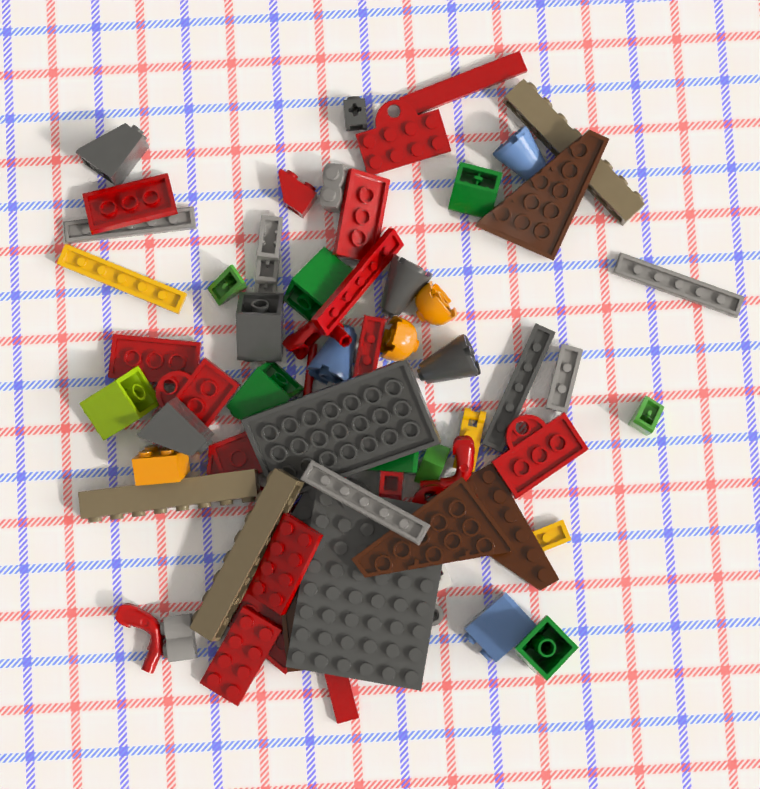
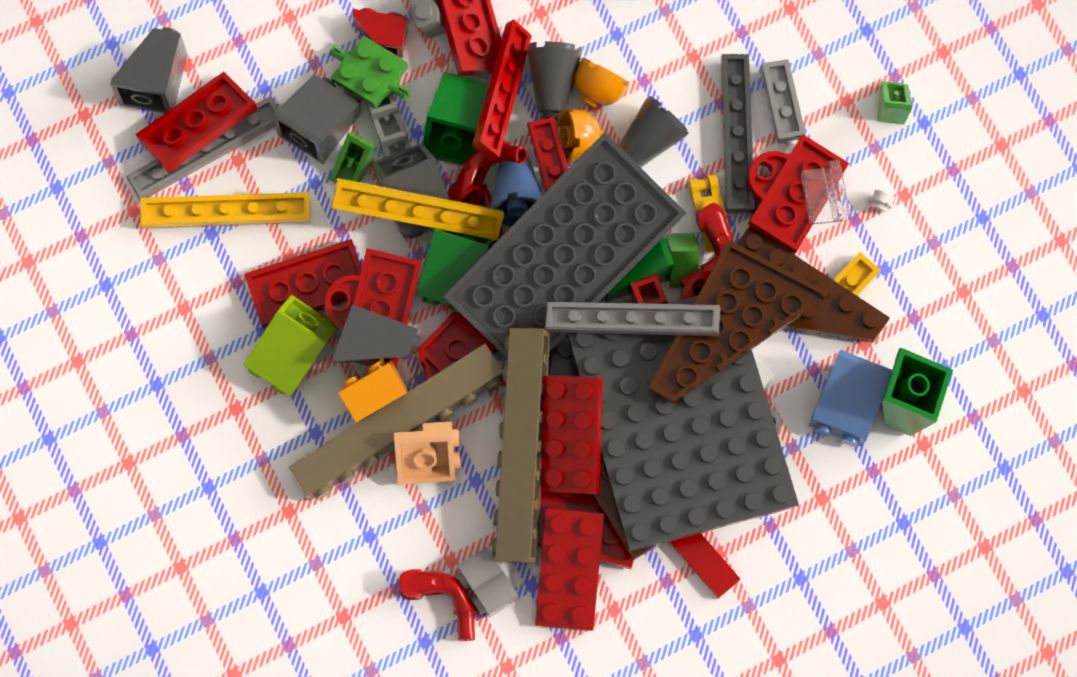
camera: 30 degrees left, 10 degrees down
(179, 529) = (427, 454): none -> light nougat plate
(218, 238) = (317, 117): none -> dark grey slope
(252, 346) = (417, 209): none -> yellow plate
(270, 222) = (369, 72): none -> bright green plate
(557, 466) = (825, 194): none -> clear panel
(599, 488) = (881, 200): none -> white plate

